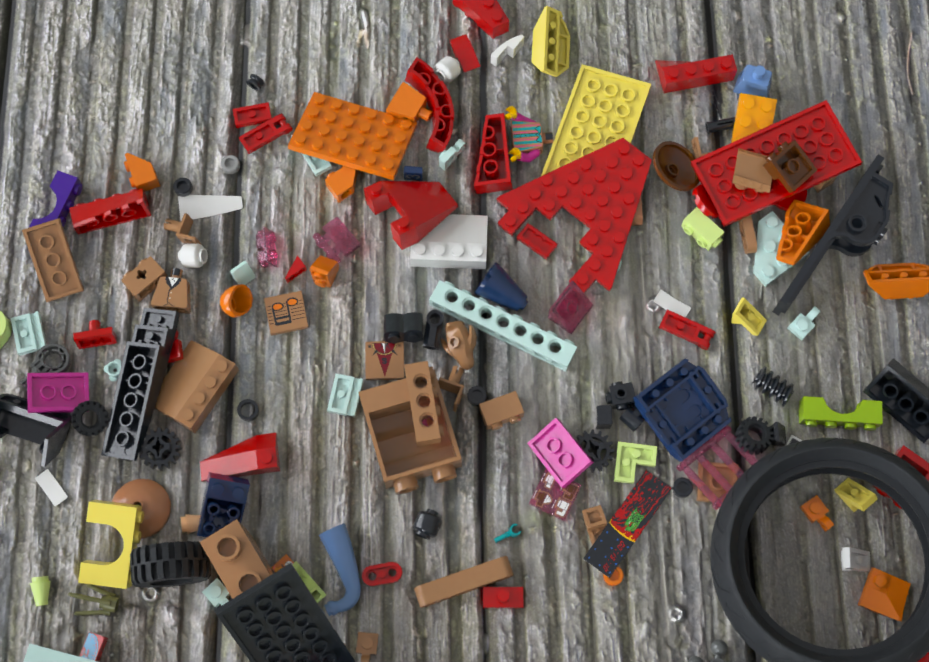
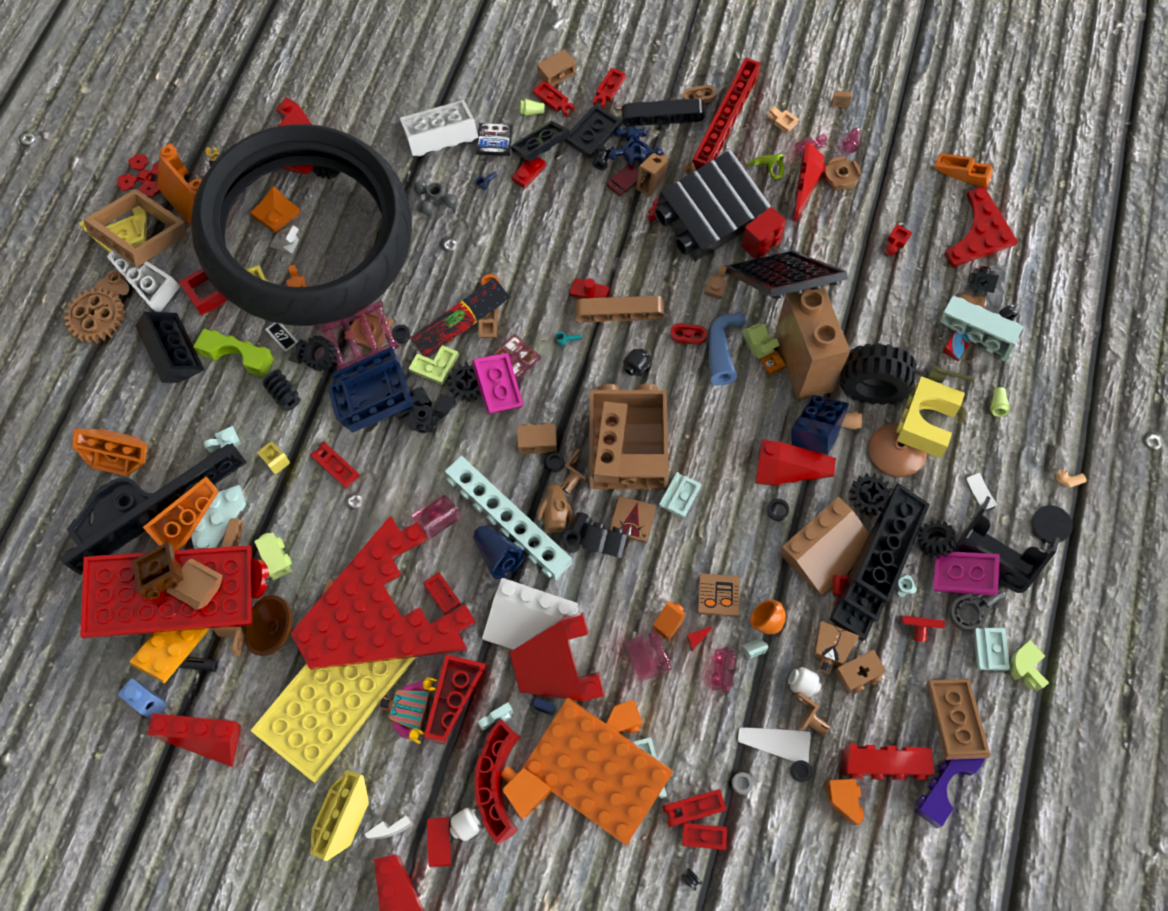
camera: 160 degrees left, 5 degrees down
(672, 304) = (336, 495): white sticker -> none

